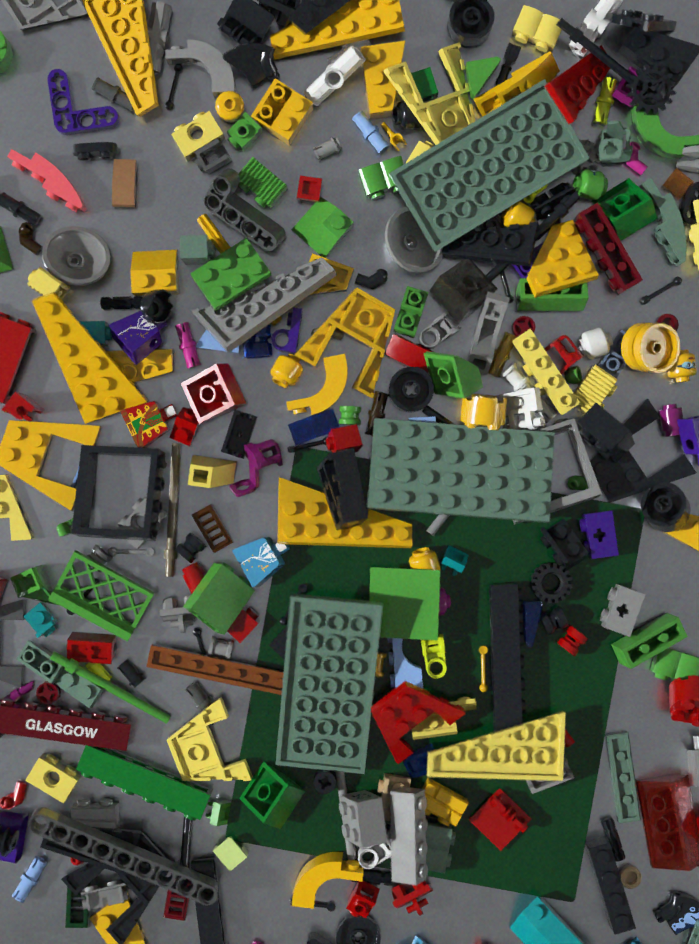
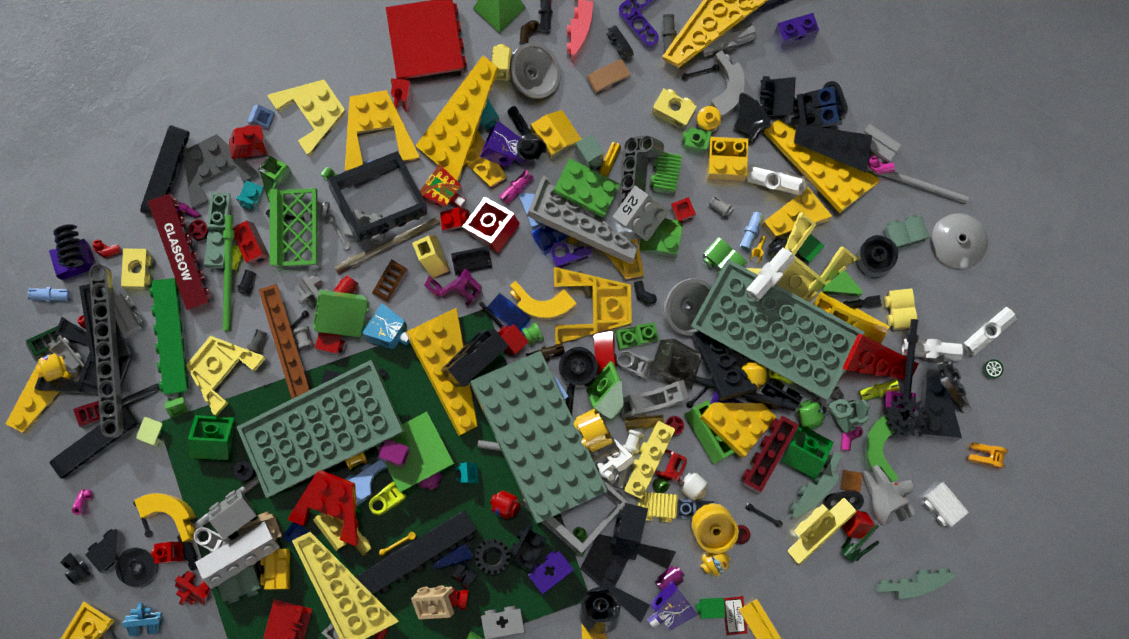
camera: 60 degrees right, 10 degrees down
(109, 919) = (51, 367): none -> yellow head
(190, 547) = (366, 273): black wheel -> none
(212, 156) = (665, 127): dark grey window -> none
(286, 370) = (539, 269): yellow head -> none
(291, 234) = (641, 213): none -> light grey brick
(396, 625) = (394, 453): none -> magenta brick
(424, 559) = (456, 450): yellow head -> none
(432, 139) = (770, 274): none -> white piece
(507, 541) = (505, 505): none -> red head
(564, 666) = (433, 602): none -> tan bracket

